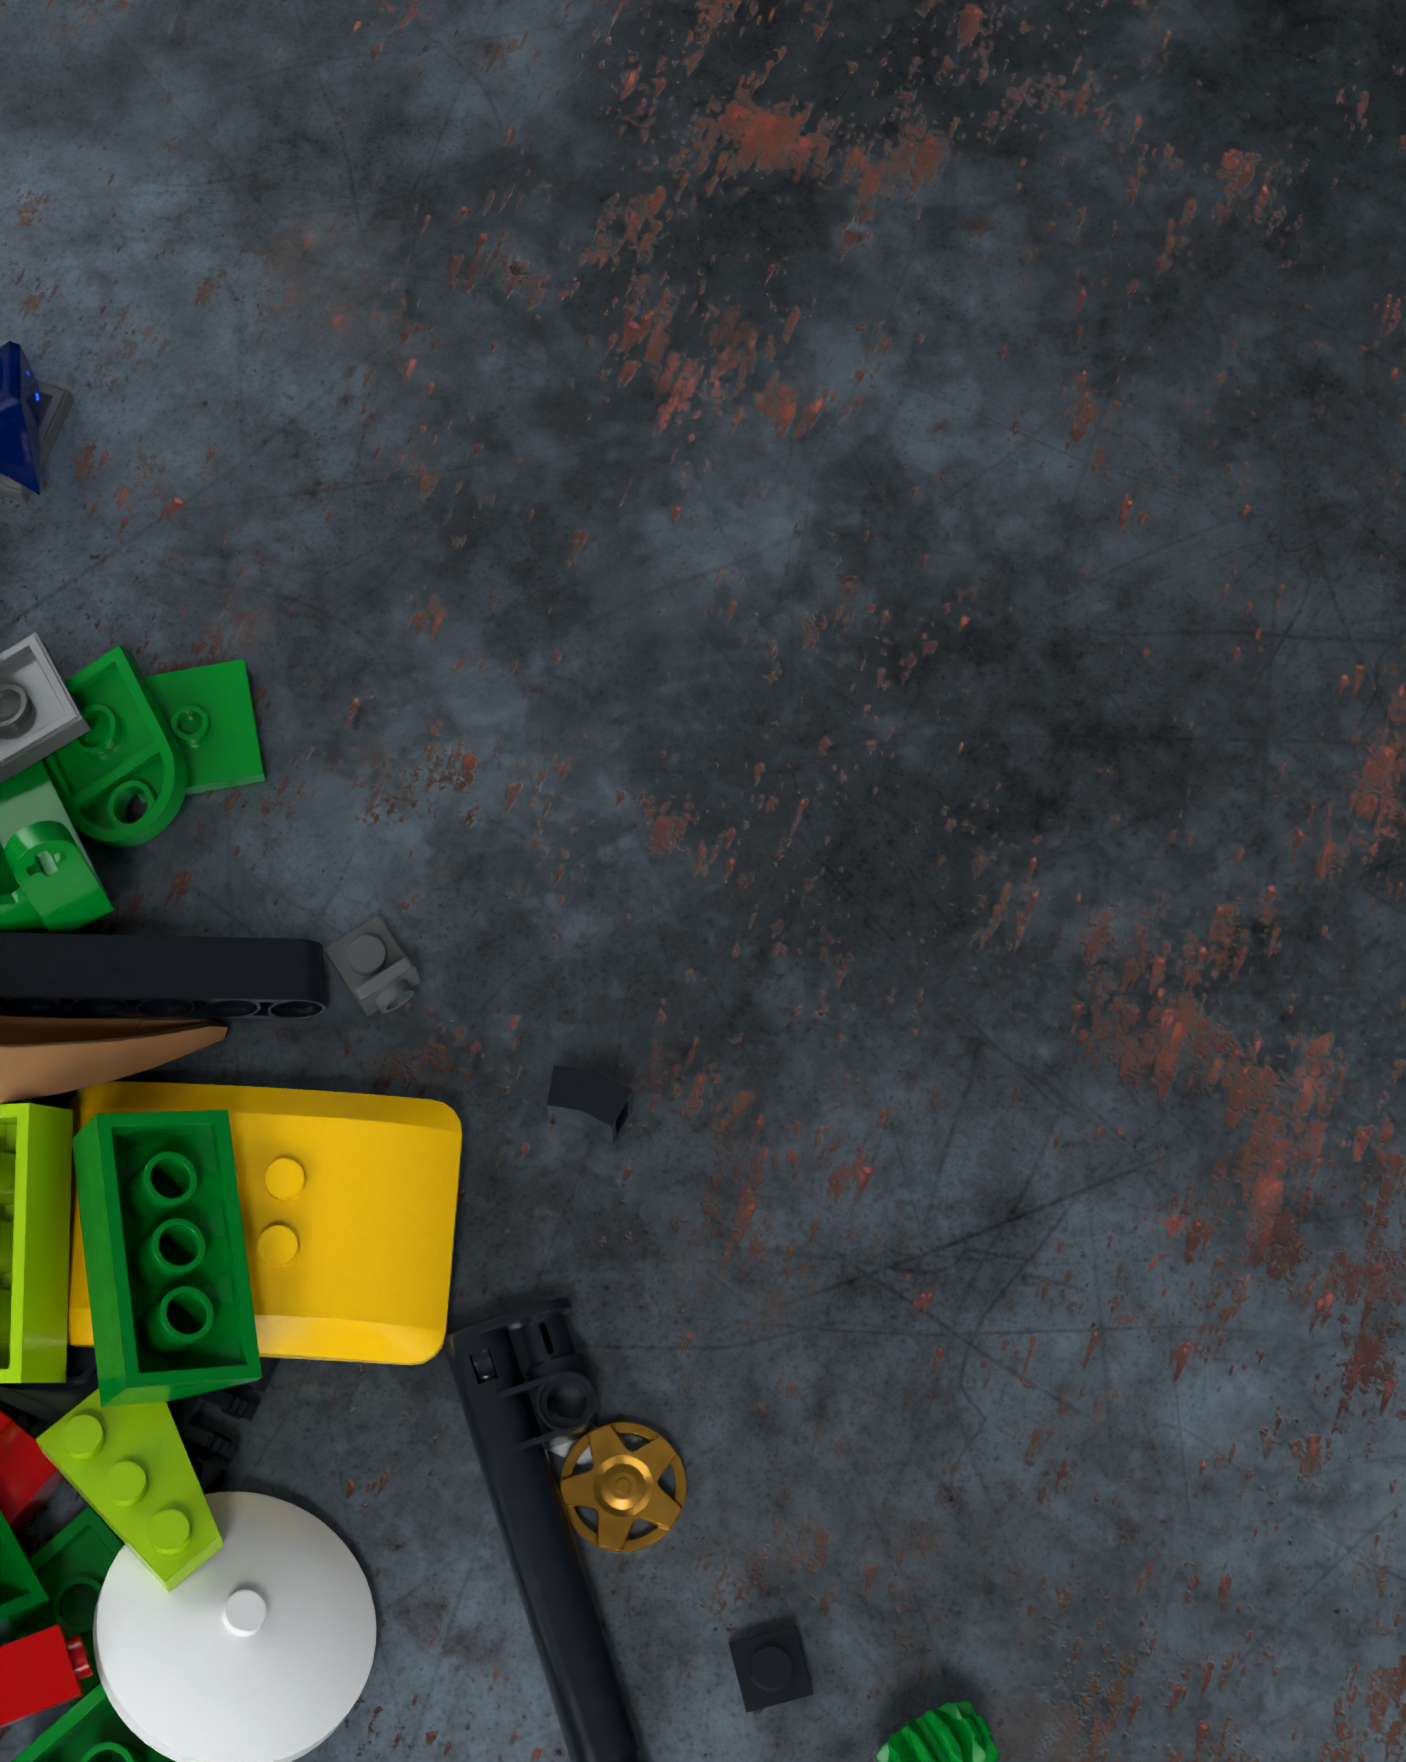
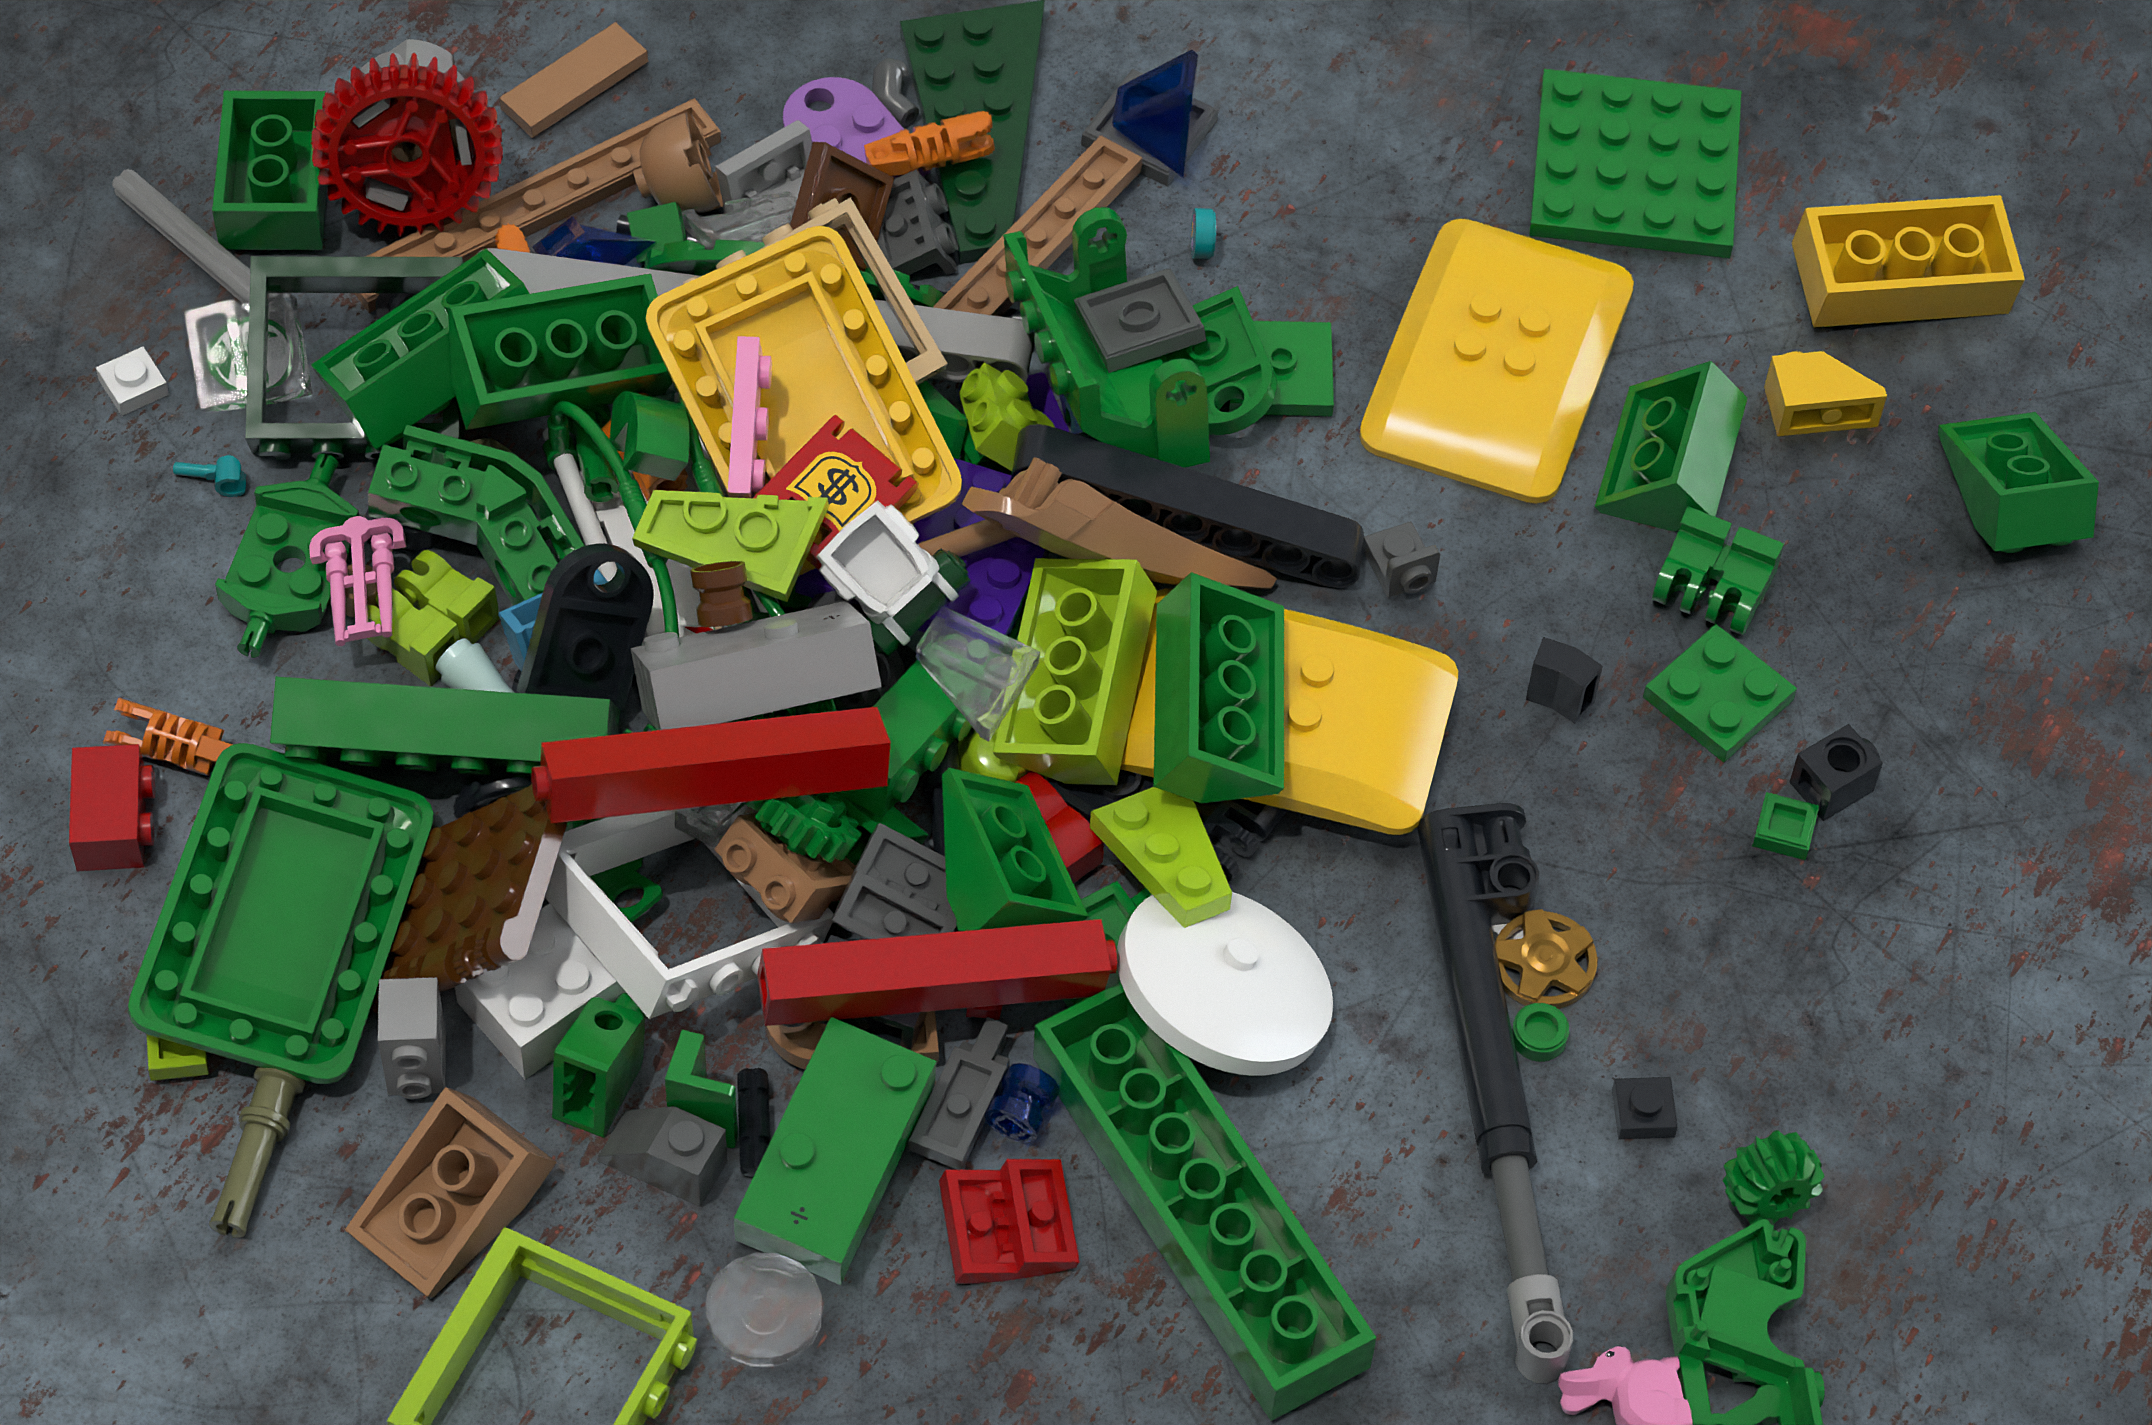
camera: 10 degrees right, 15 degrees down
(73, 569) = (1203, 233): none -> teal tile
(450, 664) = (1496, 360): none -> yellow wedge
(576, 361) = (1636, 163): none -> green plate
(631, 1590) = (1540, 1032): none -> green tile
(674, 751) = (1672, 447): none -> green slope
(730, 889) = (1703, 555): none -> green legs
(777, 1069) = (1719, 693): none -> green plate
(835, 638) = (1820, 395): none -> yellow slope
(881, 1236) = (1785, 826): none -> green tile
(912, 438) = (1907, 261): none -> yellow brick
(915, 1178) = (1831, 789): none -> black brick
(1086, 707) = (2020, 482): none -> green slope

